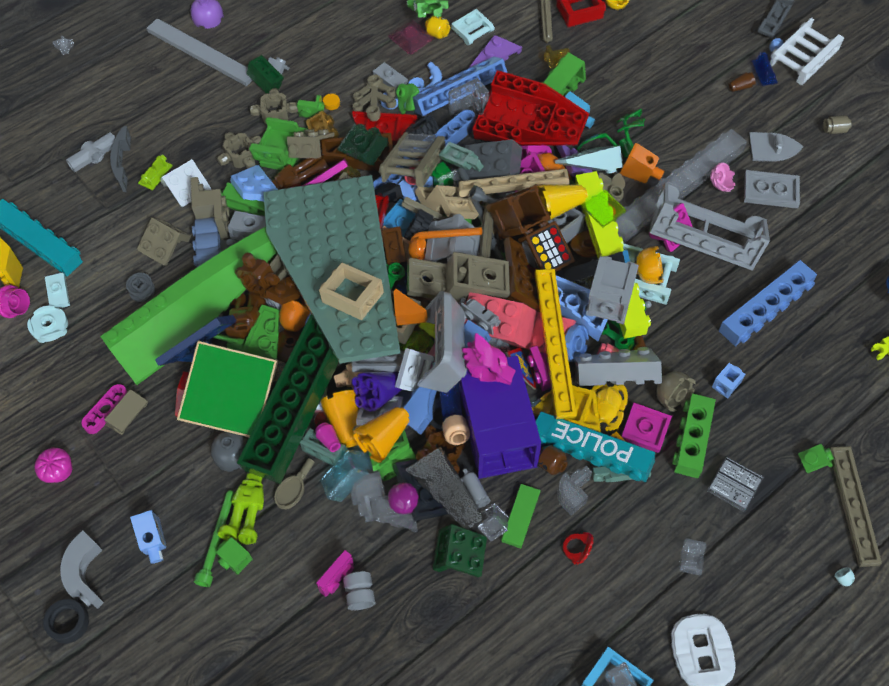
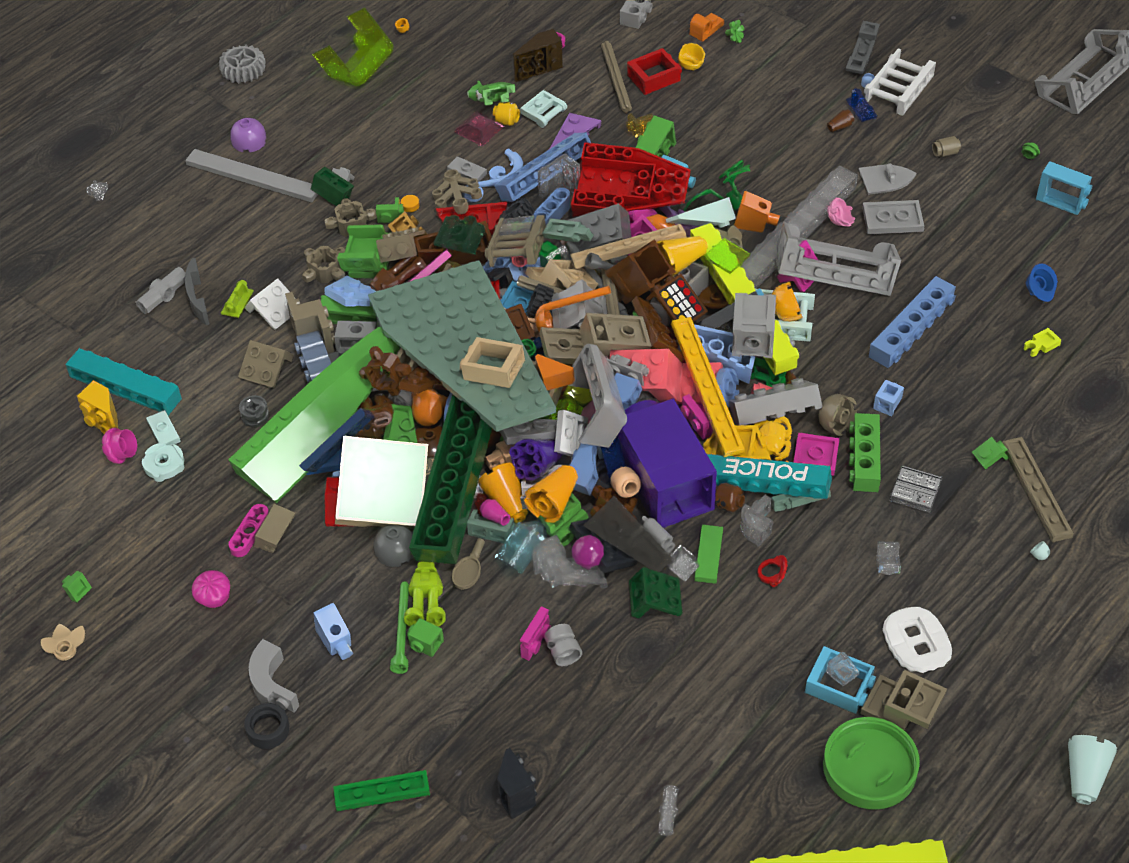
camera: 10 degrees left, 10 degrees down
(405, 97) = (490, 185): bright green plate -> none
(481, 356) = (640, 399): dark pink piece -> none

